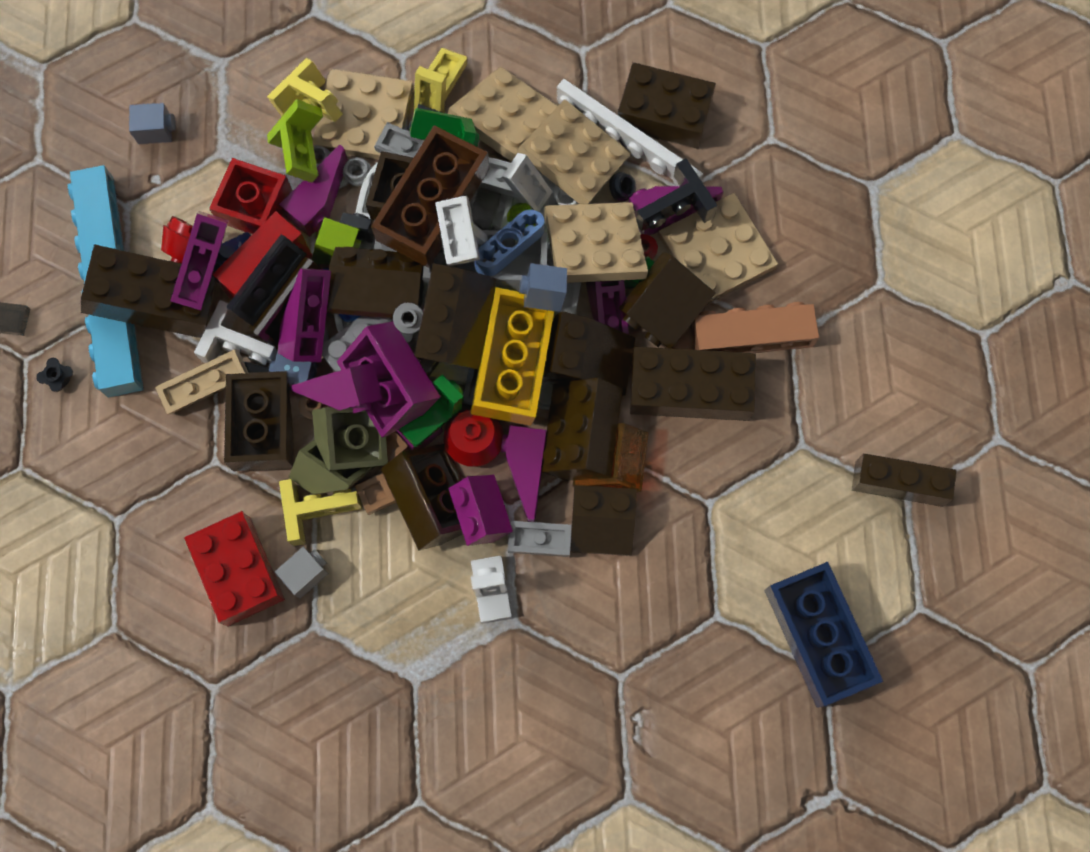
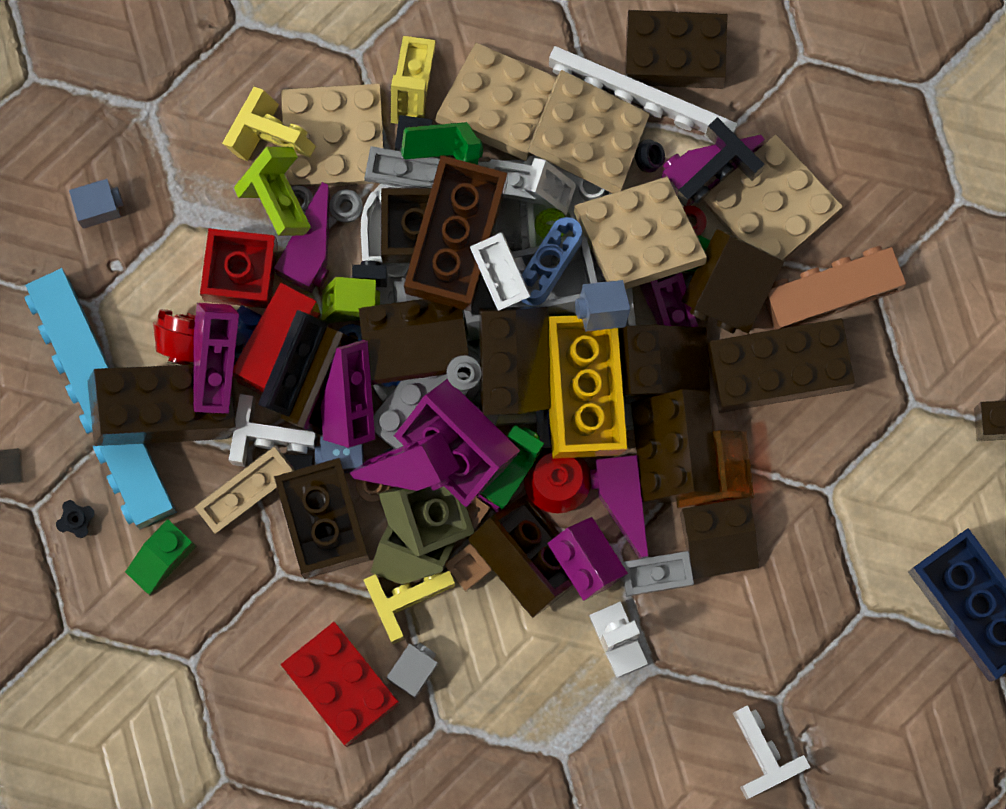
camera: 15 degrees left, 5 degrees up
(115, 421) = (159, 557): none -> green slope
(597, 725) = (765, 754): none -> white bracket

